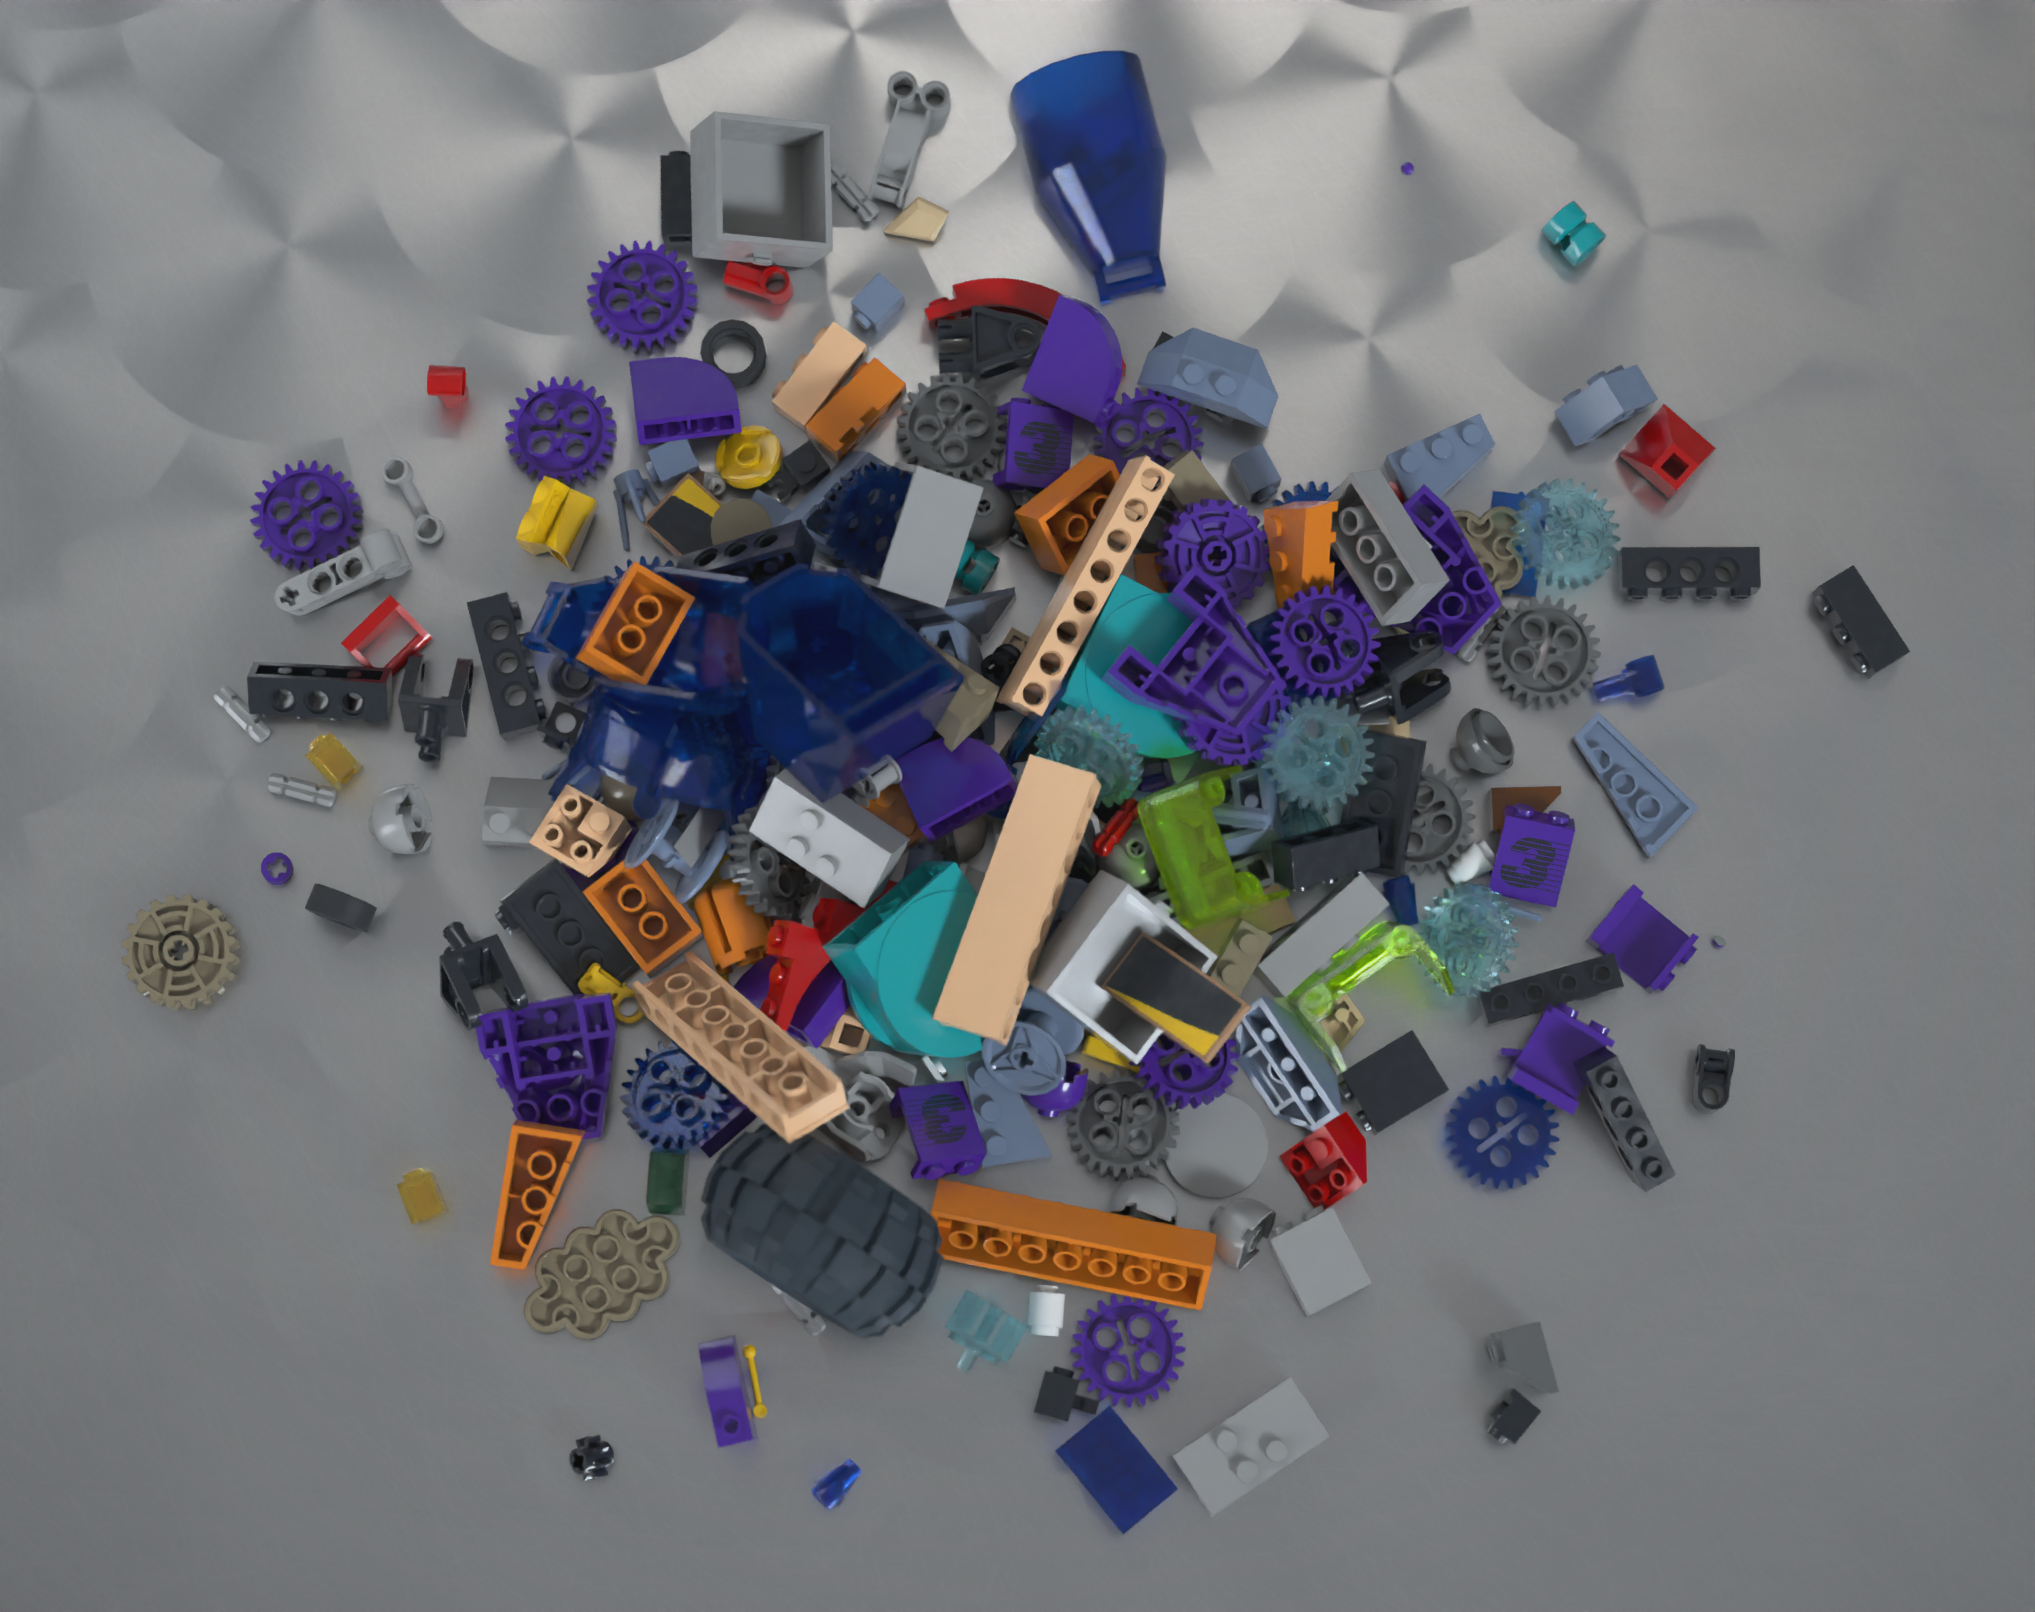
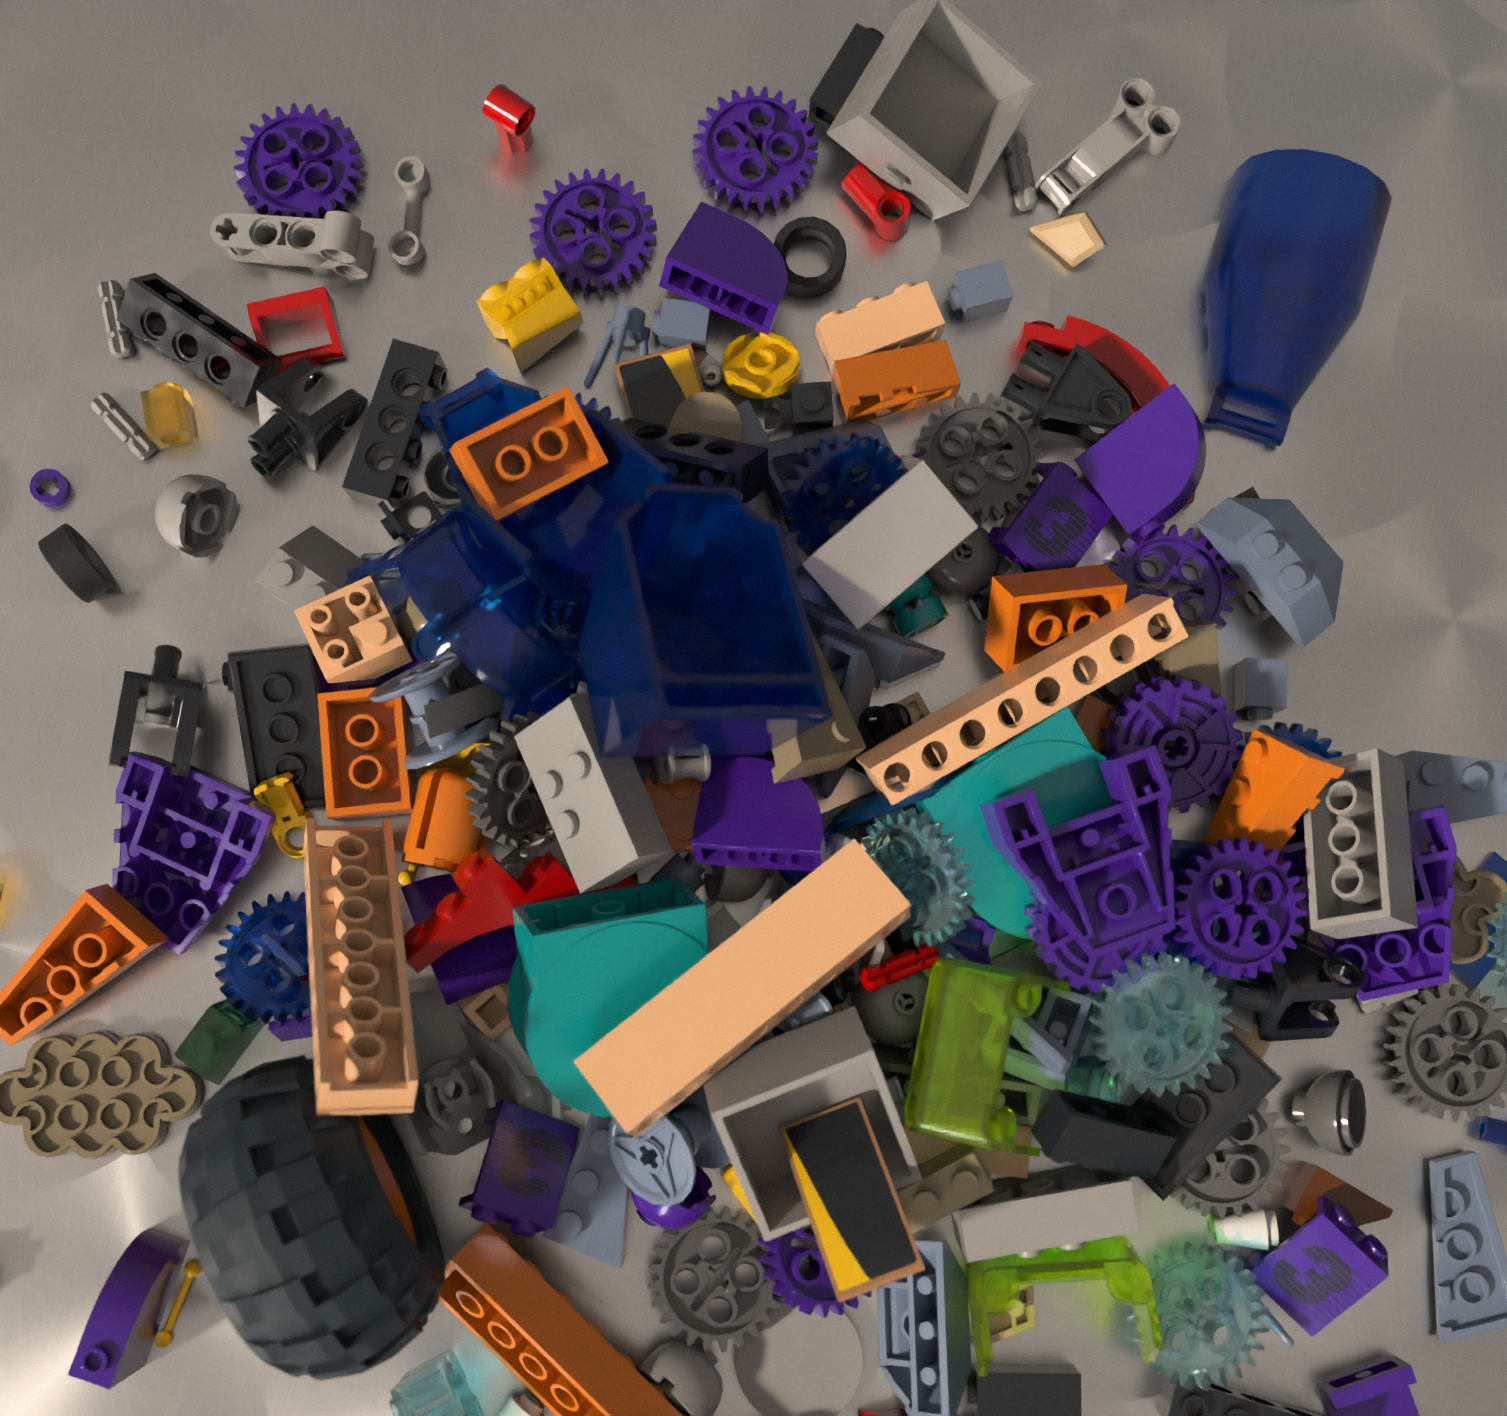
camera: 30 degrees right, 0 degrees up
(1402, 899) = (1153, 1222): clear blue cone -> none

